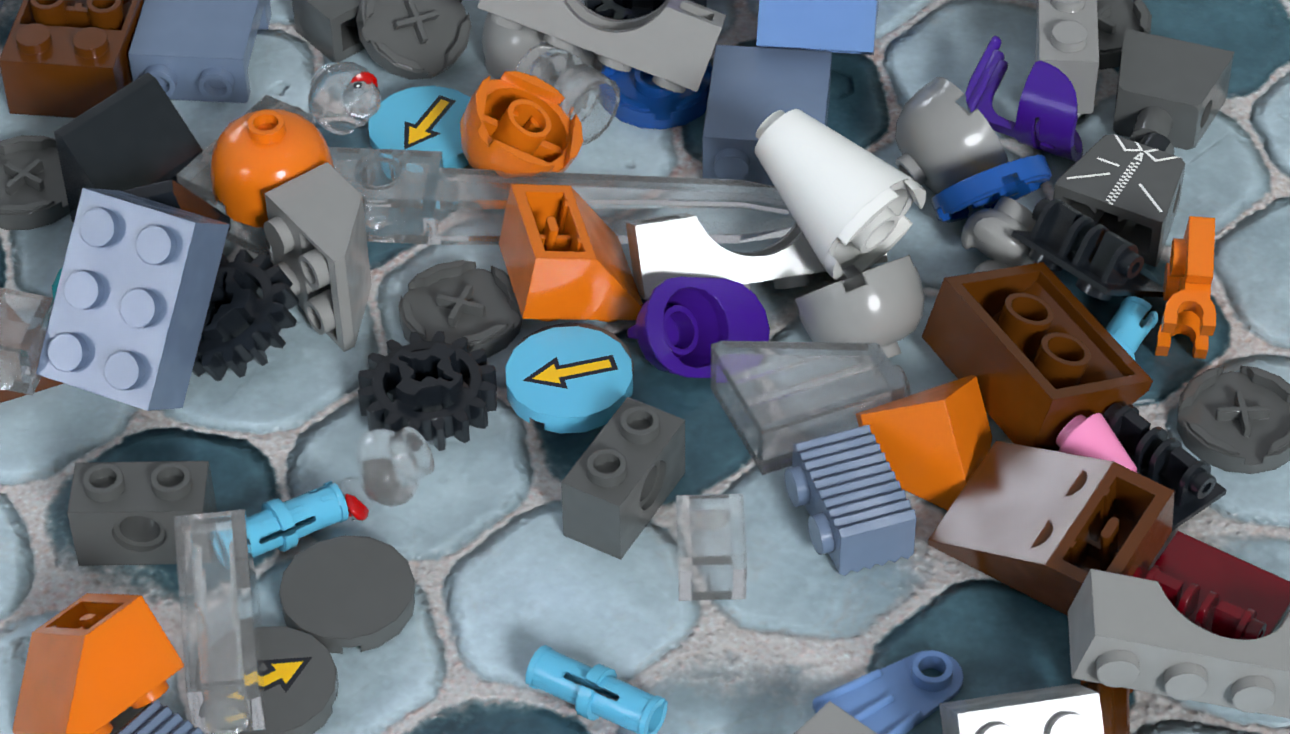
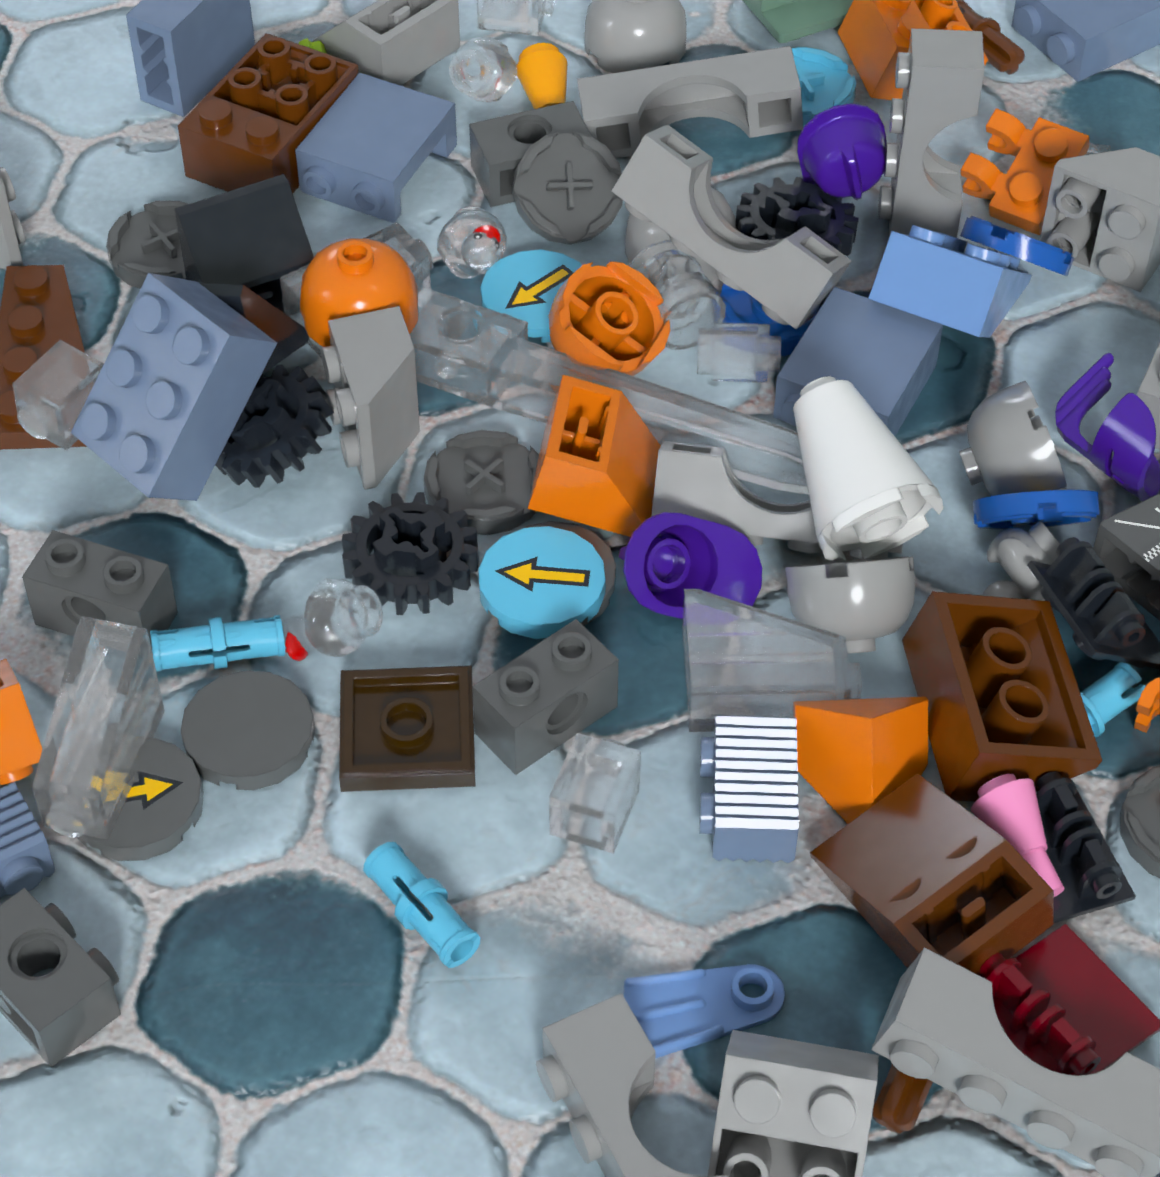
camera: 20 degrees right, 5 degrees up
(503, 546) = (406, 728): none -> dark brown plate
(648, 129) = (738, 352): none -> clear brick

